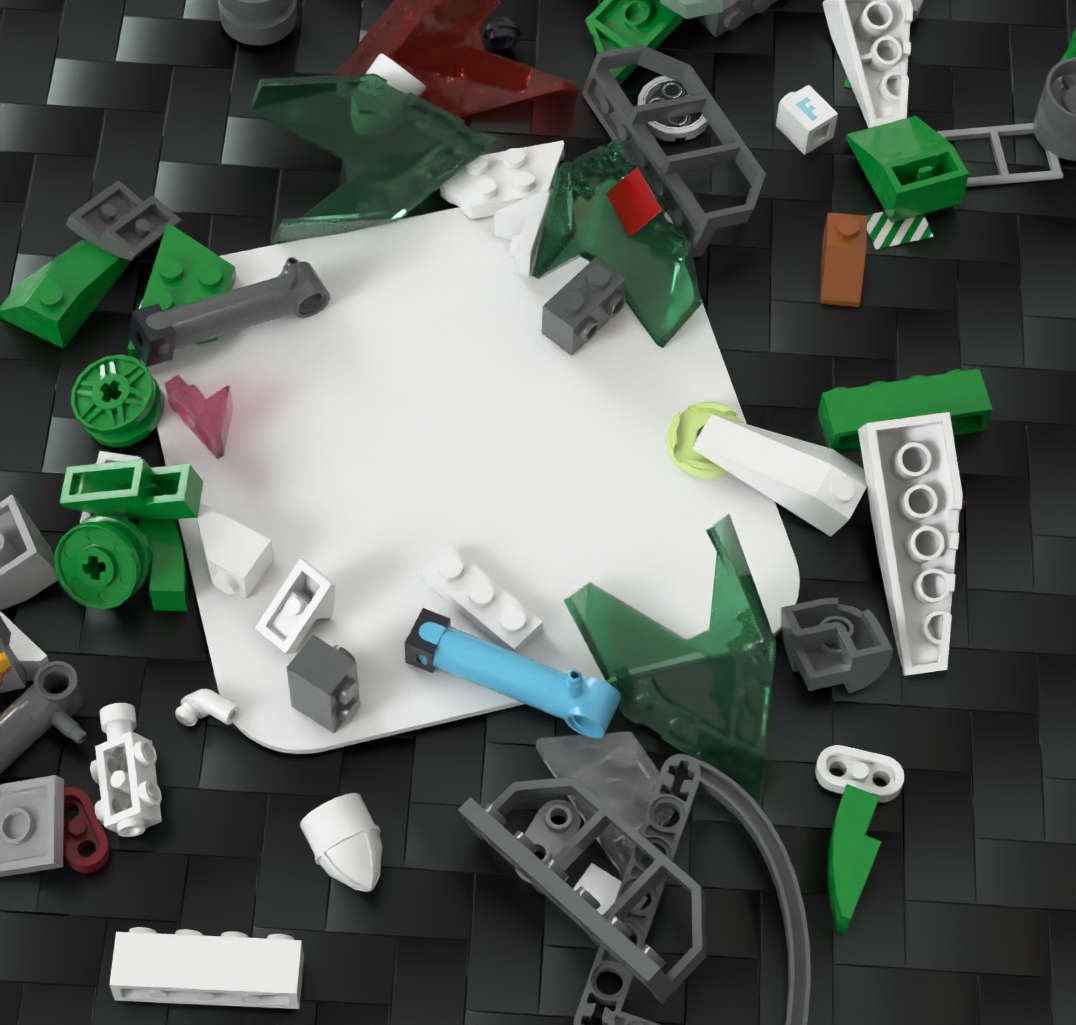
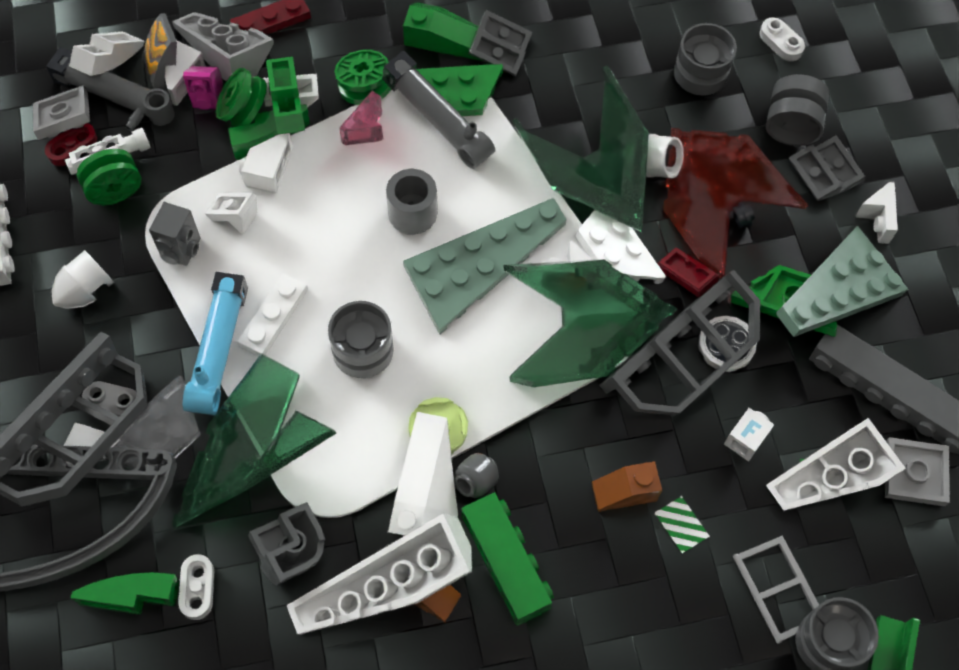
camera: 75 degrees right, 5 degrees up
(50, 612) = (203, 86): none -> dark pink slope
(178, 768) = (108, 176): none -> green wheel
(205, 703) = (164, 184): white arm -> none
(371, 376) = (412, 201): none -> dark grey piece
(479, 346) = (472, 265): none -> sand green wing
(565, 114) = (688, 272): none -> dark red plate
(570, 483) = (361, 339): none -> dark grey wheel
(583, 306) = (517, 317): dark grey brick -> none
(633, 202) = (618, 328): red sticker -> none
(787, 412) = (476, 475): none -> dark grey head
(910, 167) = (732, 515): green slope -> none

